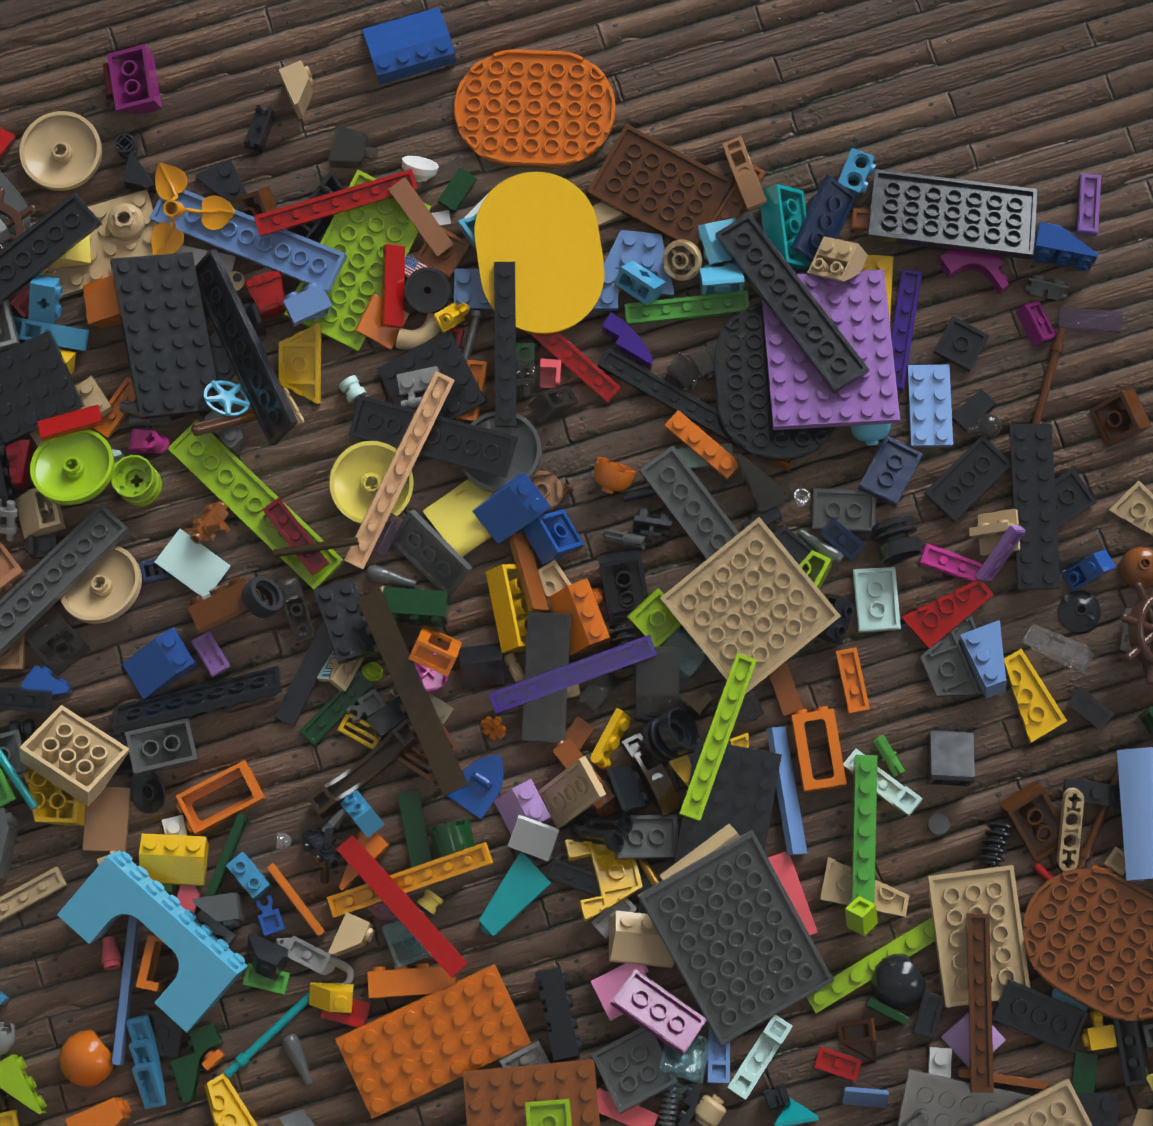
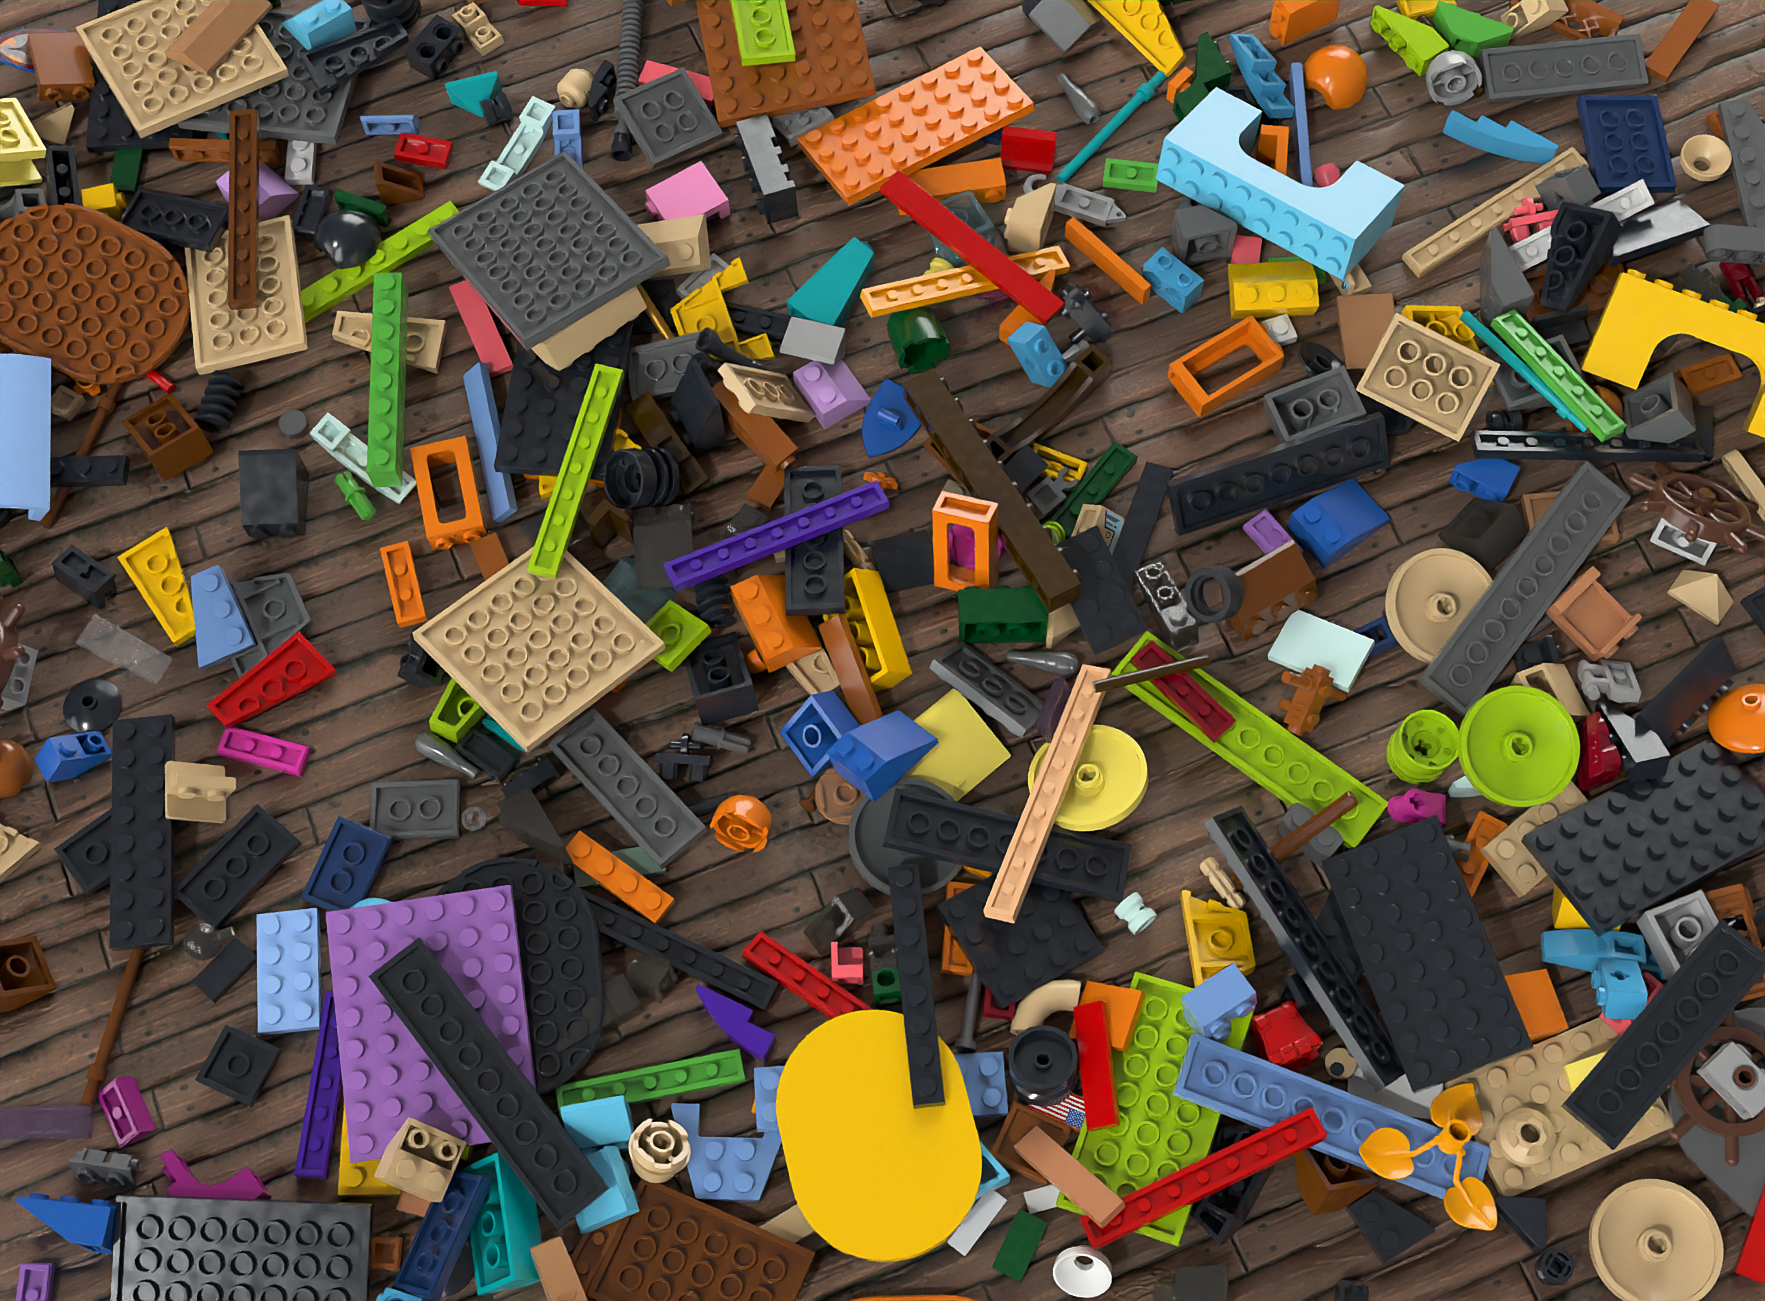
camera: 175 degrees right, 10 degrees down
(70, 423) = (1536, 809): red tile -> none
(226, 398) = (1317, 866): medium azure wheel -> none
(227, 855) = (1205, 299): dark green tile -> none
(266, 957) = (1134, 189): black slope -> none
(270, 920) = (1138, 239): blue plate -> none
(282, 841) = (1136, 327): clear hinge -> none
(332, 996) = (1044, 156): yellow slope -> none
(412, 383) = (1040, 924): light grey plate -> none
(414, 827) = (967, 353): dark green tile -> none
(451, 316) = (1003, 1029): yellow hinge -> none
(610, 739) = (723, 480): yellow plate -> none
(639, 282) = (722, 1106): dark azure brick -> none
(658, 1011) = (641, 166): tile -> none
(689, 1065) = (606, 126): clear light blue slope -> none
(842, 538) = (416, 764): dark blue plate -> none
(861, 916) = (387, 278): lime panel -> none
(876, 599) = (370, 695): light aqua tile -> none
(897, 539) = (337, 763): black wheel -> none
(1000, 553) = (191, 753): medium lavender tile -> none
(1066, 829) = (124, 422): tan beam -> none

